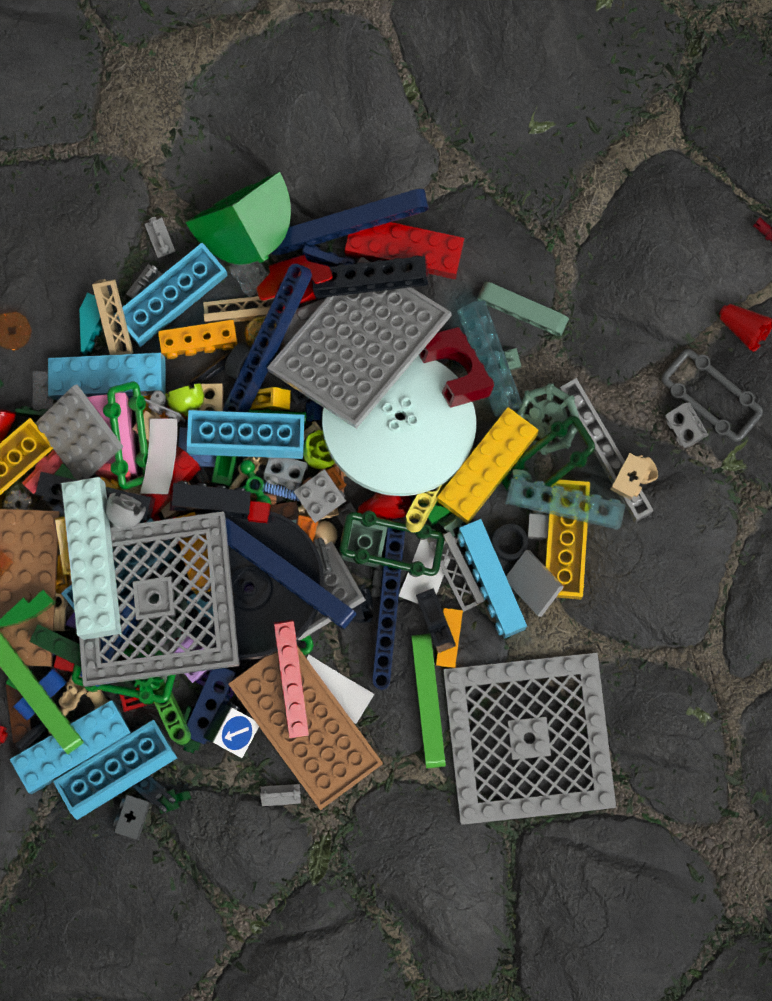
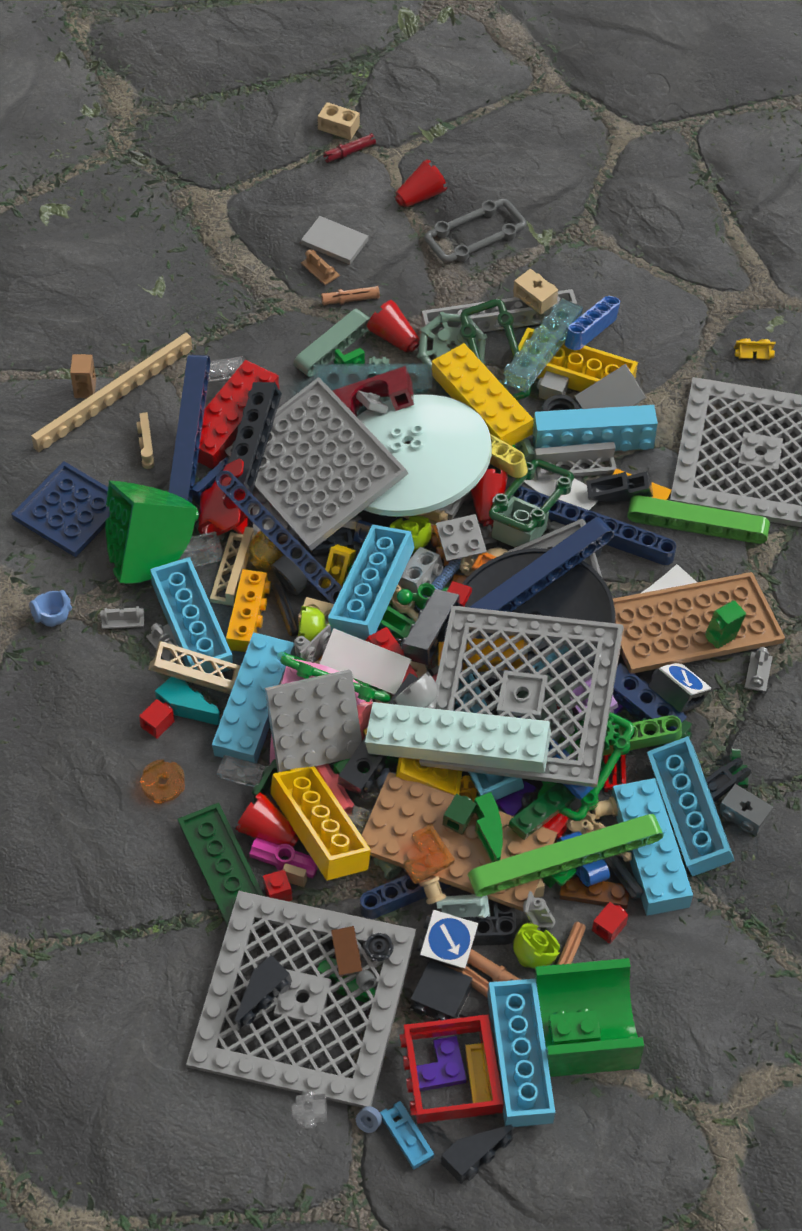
camera: 75 degrees left, 25 degrees down
(31, 581) = (459, 813): none -> dark green brick
(67, 303) = (157, 718): none -> red brick
(144, 175) = (51, 608): none -> medium blue hair
(255, 145) = (66, 509): none -> dark blue plate
(291, 679) = (646, 605): plate -> none
(297, 752) = (725, 624): none -> green brick
(351, 184) = (145, 441): none -> tan plate
(398, 102) = (83, 375): none -> medium nougat brick
(402, 139) = (110, 393): none -> tan plate
(447, 368) = (372, 402): none -> light grey plate
(460, 221) = (224, 368): none -> clear plate
(505, 334) = (354, 357): none -> green bracket
(555, 359) = (393, 327): none -> red cone
(587, 305) = (350, 295): none -> nougat pin
(610, 541) = (592, 323): none -> blue beam
(612, 265) = (319, 267): none -> medium nougat hinge
(652, 694) = (746, 347): none -> yellow hinge
(654, 266) = (334, 240): none -> light grey tile
(690, 422) = (496, 247): light grey brick -> none

